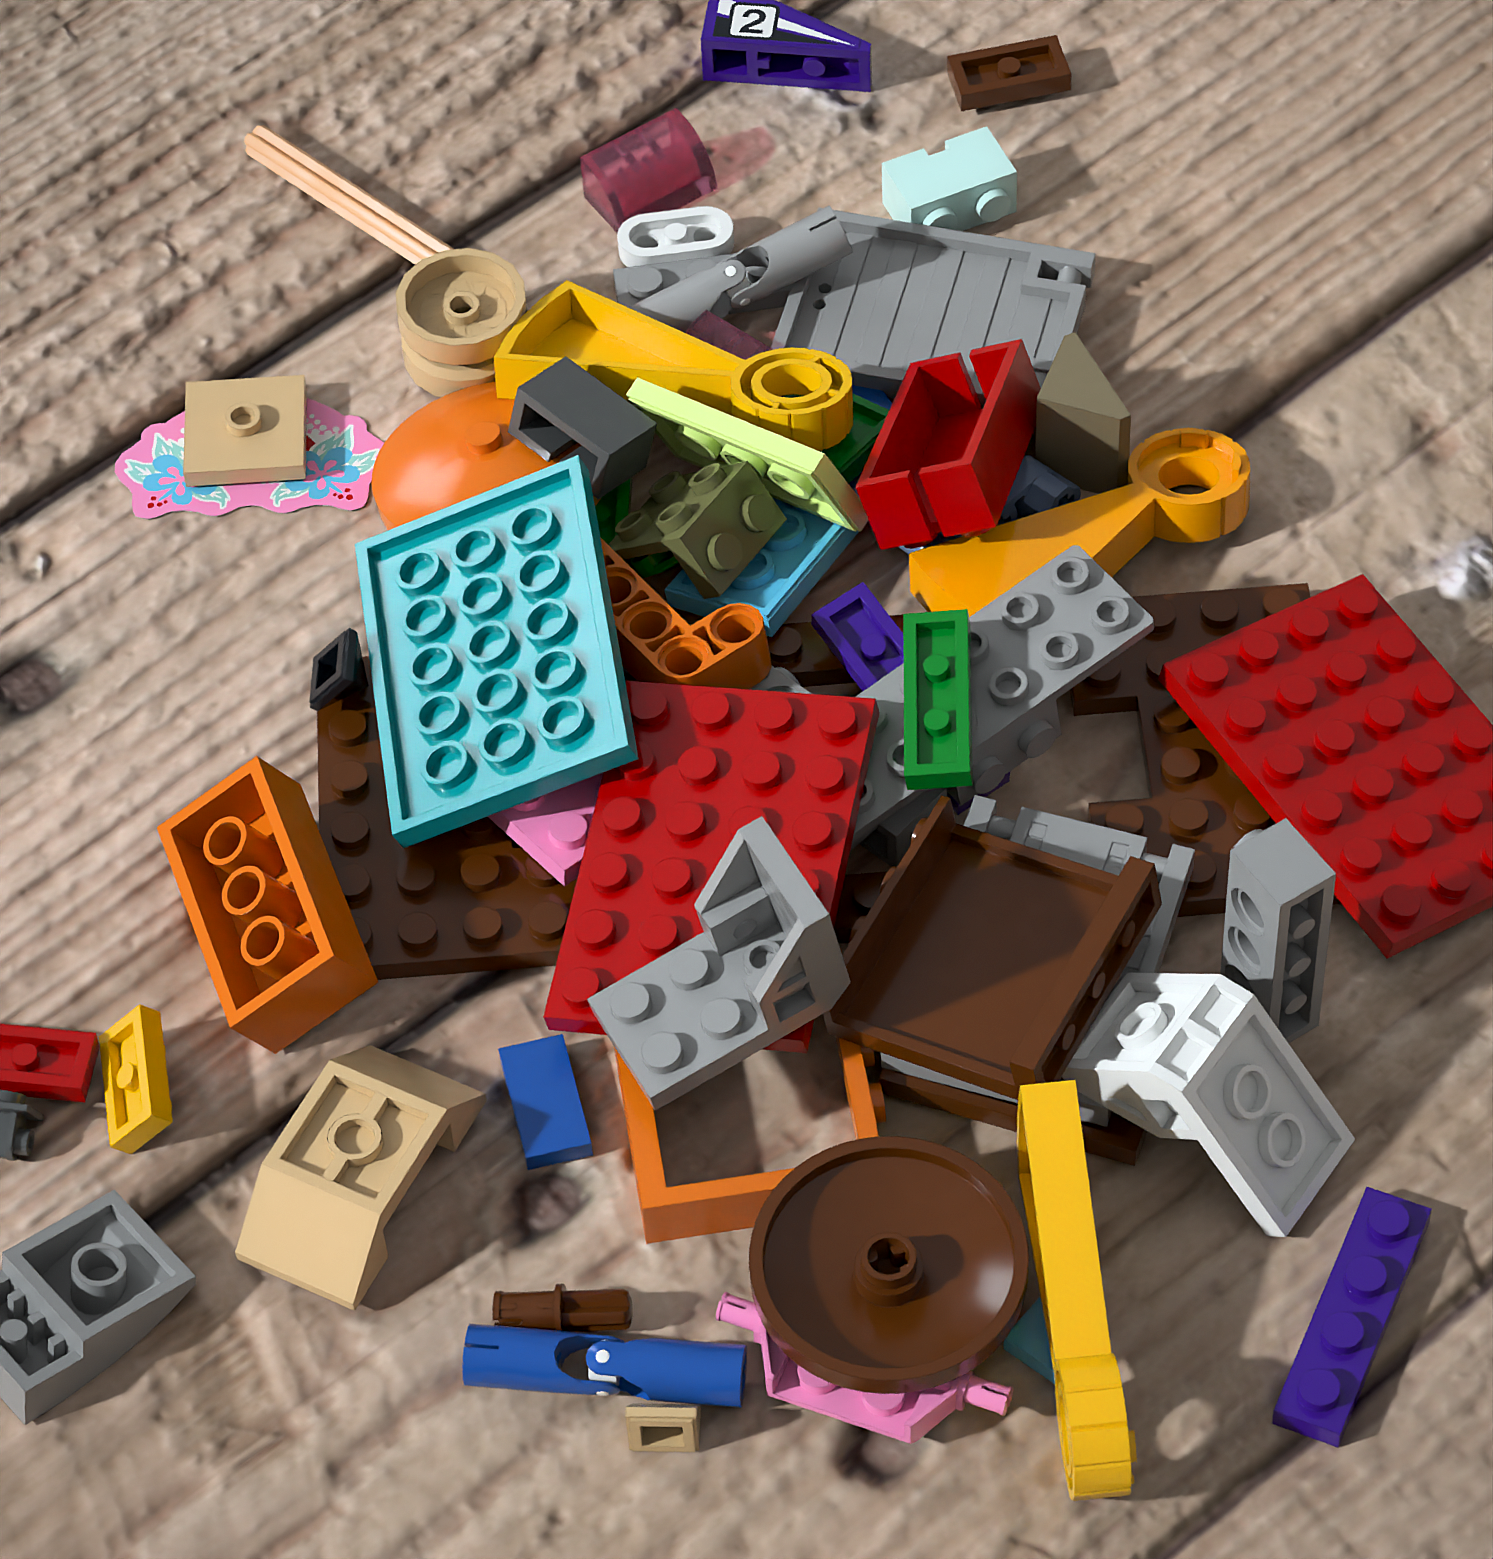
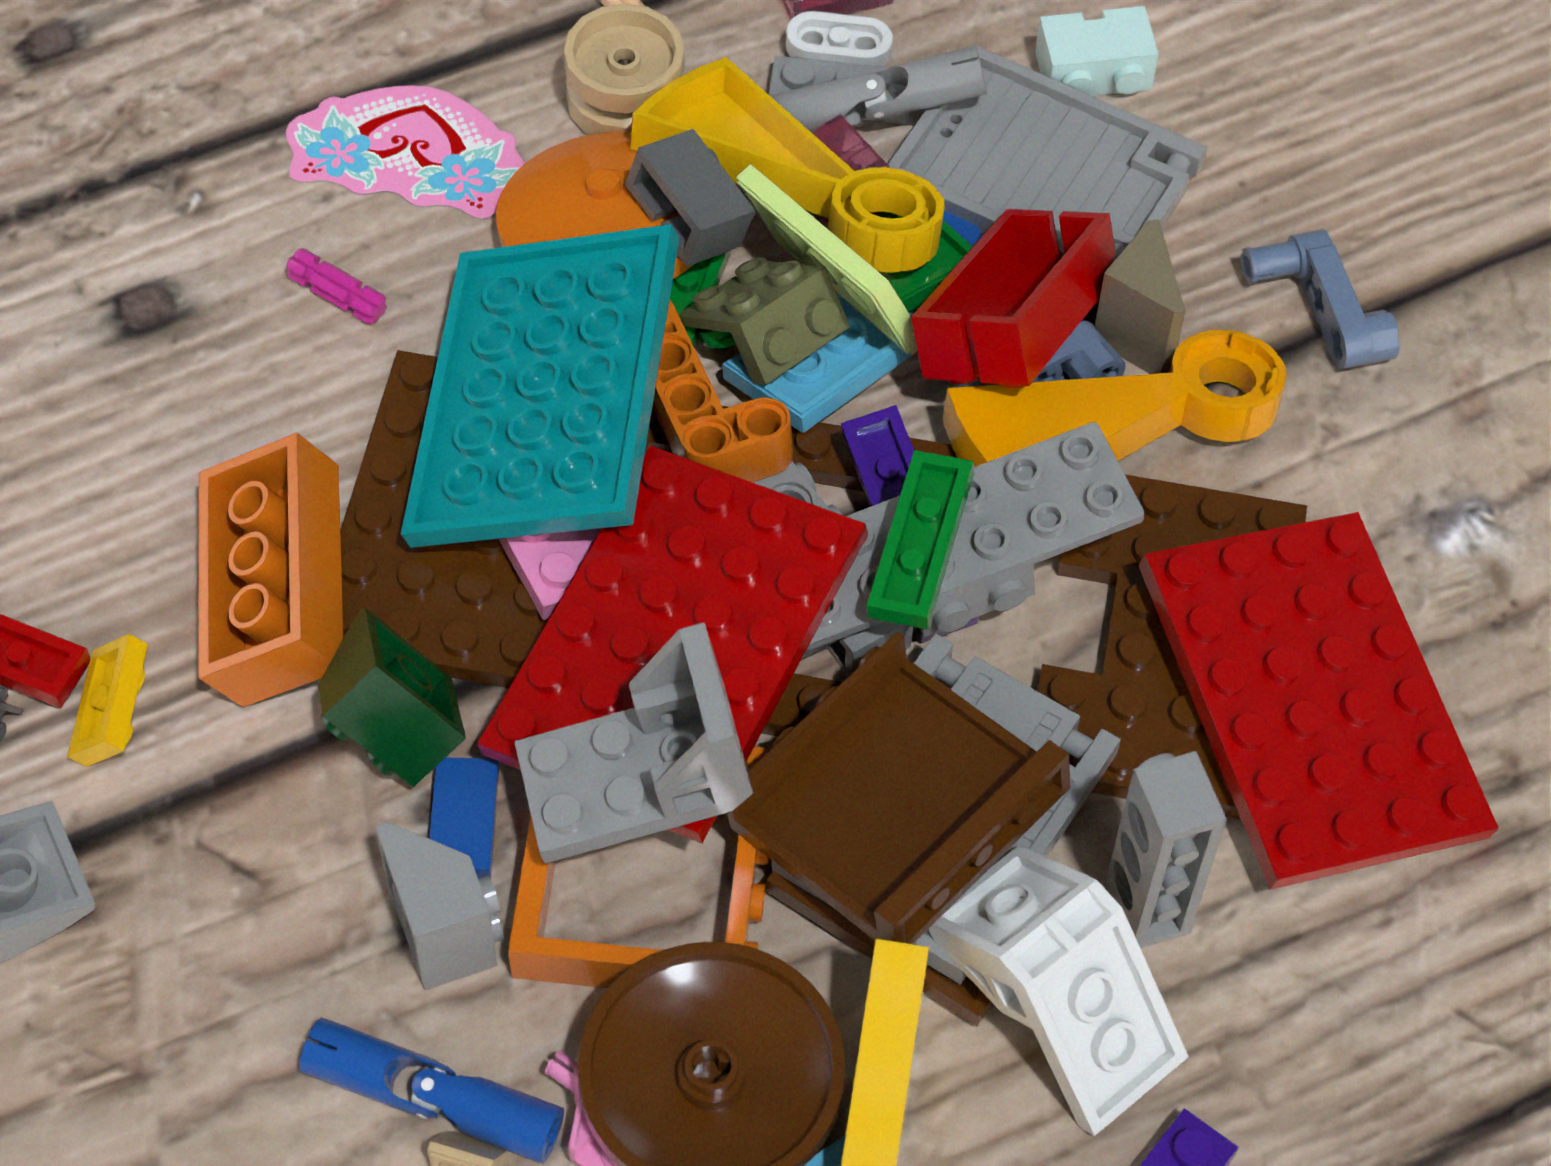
camera: 10 degrees right, 5 degrees up
(227, 613) = (336, 286): none -> dark pink axle
(245, 430) = (407, 123): tan plate -> none
(337, 671) = (407, 367): black slope -> none
(347, 1168) = (263, 834): tan slope -> none
(437, 1002) = (390, 700): none -> dark green slope
(554, 1183) = (441, 906): none -> light grey slope
(564, 1309) = (410, 1025): reddish brown axle -> none
(1293, 401) = (1349, 333): none -> sand blue beam

